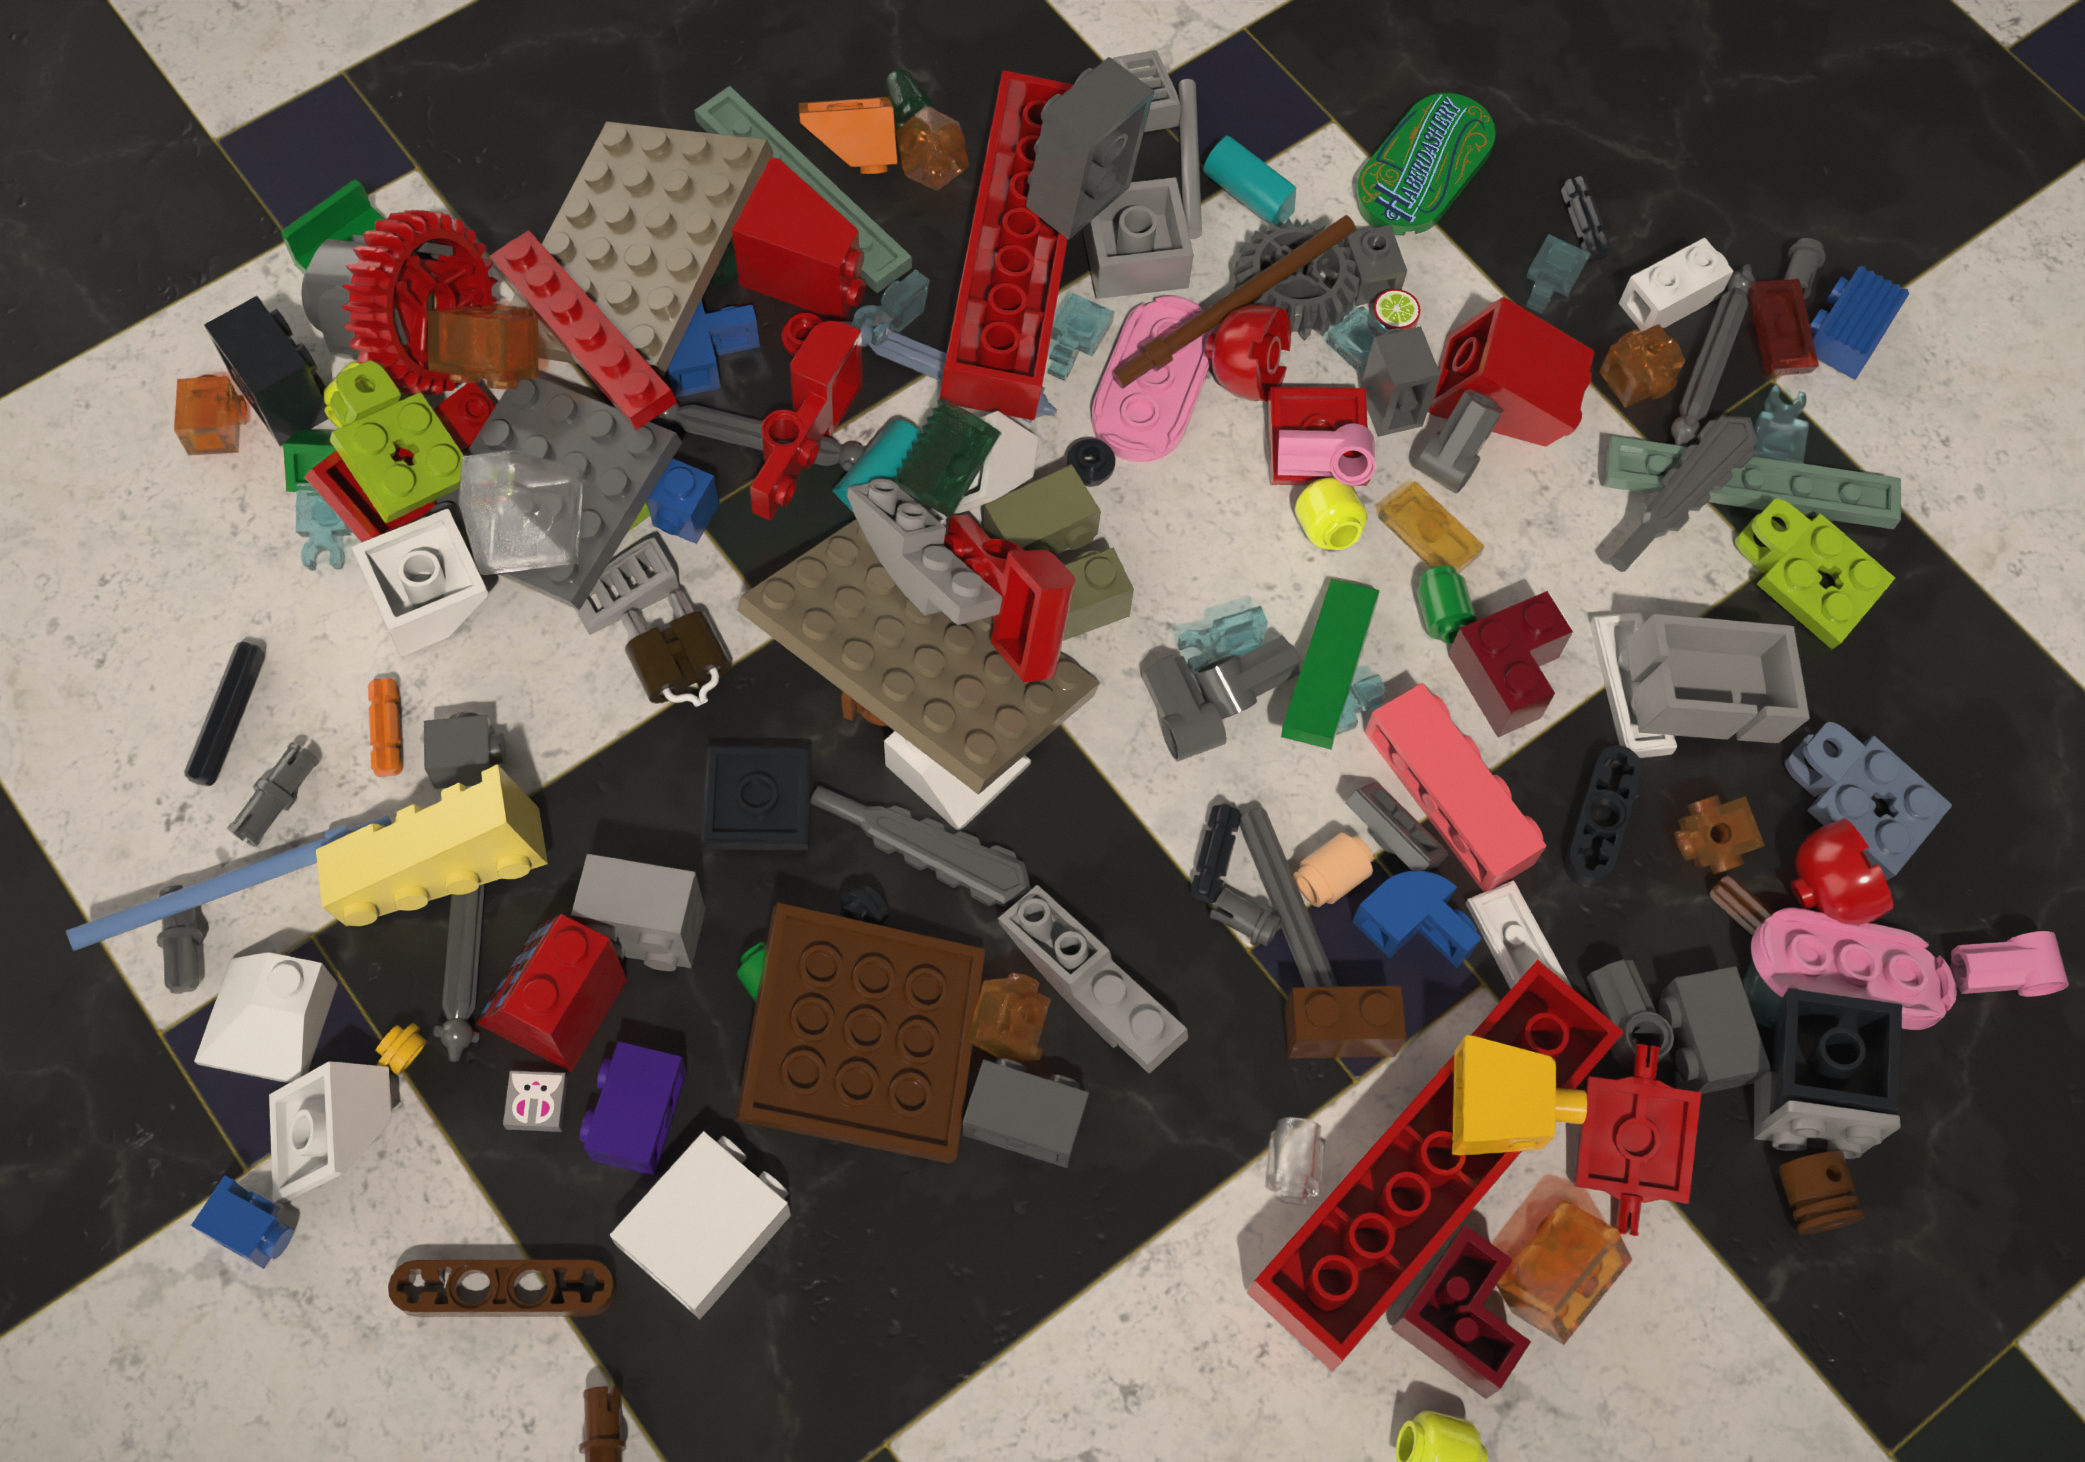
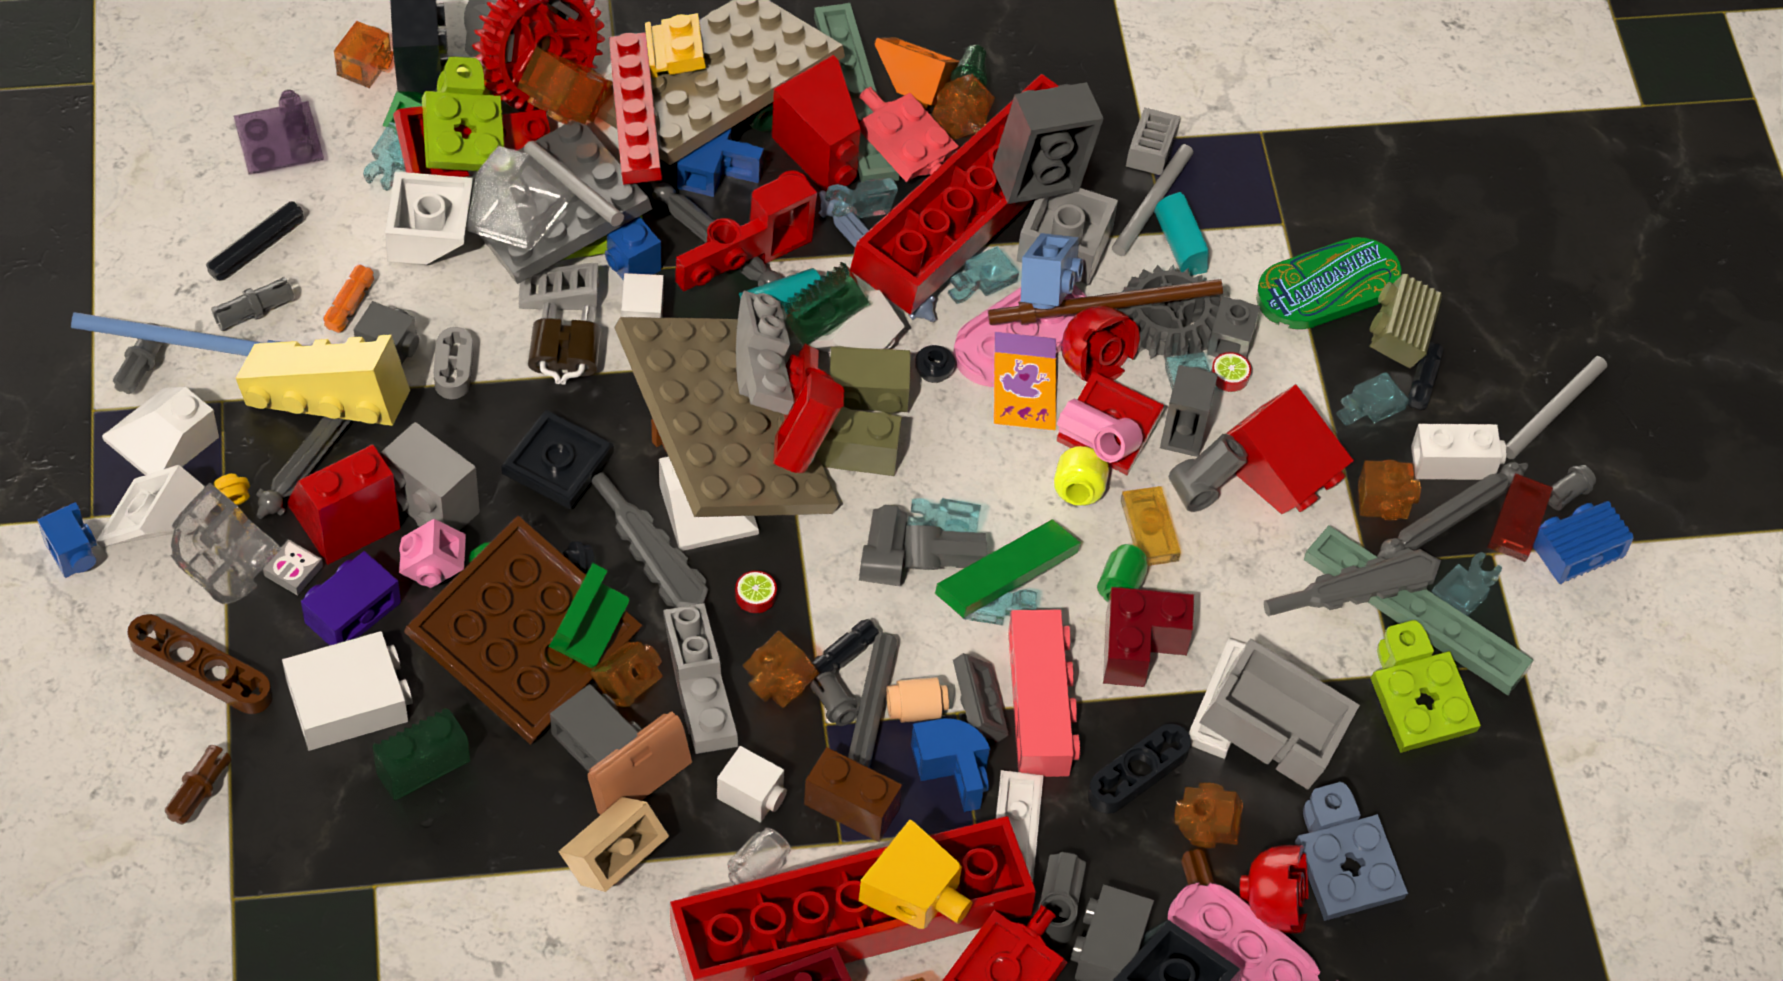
camera: 30 degrees right, 10 degrees down
(168, 567) = (279, 135): none -> clear purple hinge
(439, 1133) = (220, 546): none -> clear brick
(569, 737) = (461, 363): none -> light grey beam
(574, 229) = (675, 45): none -> yellow plate
(577, 457) = (575, 184): none -> light grey bar
(696, 997) = (432, 553): none -> bright pink brick
(732, 558) = (642, 295): none -> white brick
(843, 1254) = (421, 754): none -> clear green brick
(897, 213) = (905, 135): none -> coral plate
(931, 979) = (590, 619): none -> green panel
(1076, 836) = (755, 591): none -> tile
(1097, 1139) = (642, 764): none -> nougat piece
(1127, 1250) = (613, 844): none -> tan brick
(1166, 294) = (1050, 270): none -> medium blue brick
(1173, 921) = (779, 670): none -> clear orange brick
(1198, 434) = (1025, 381): none -> sticker
(1229, 1073) = (751, 784): none -> white brick
(1536, 167) = (1405, 320): none -> olive brick
(1728, 183) = (1555, 407): none -> light grey bar

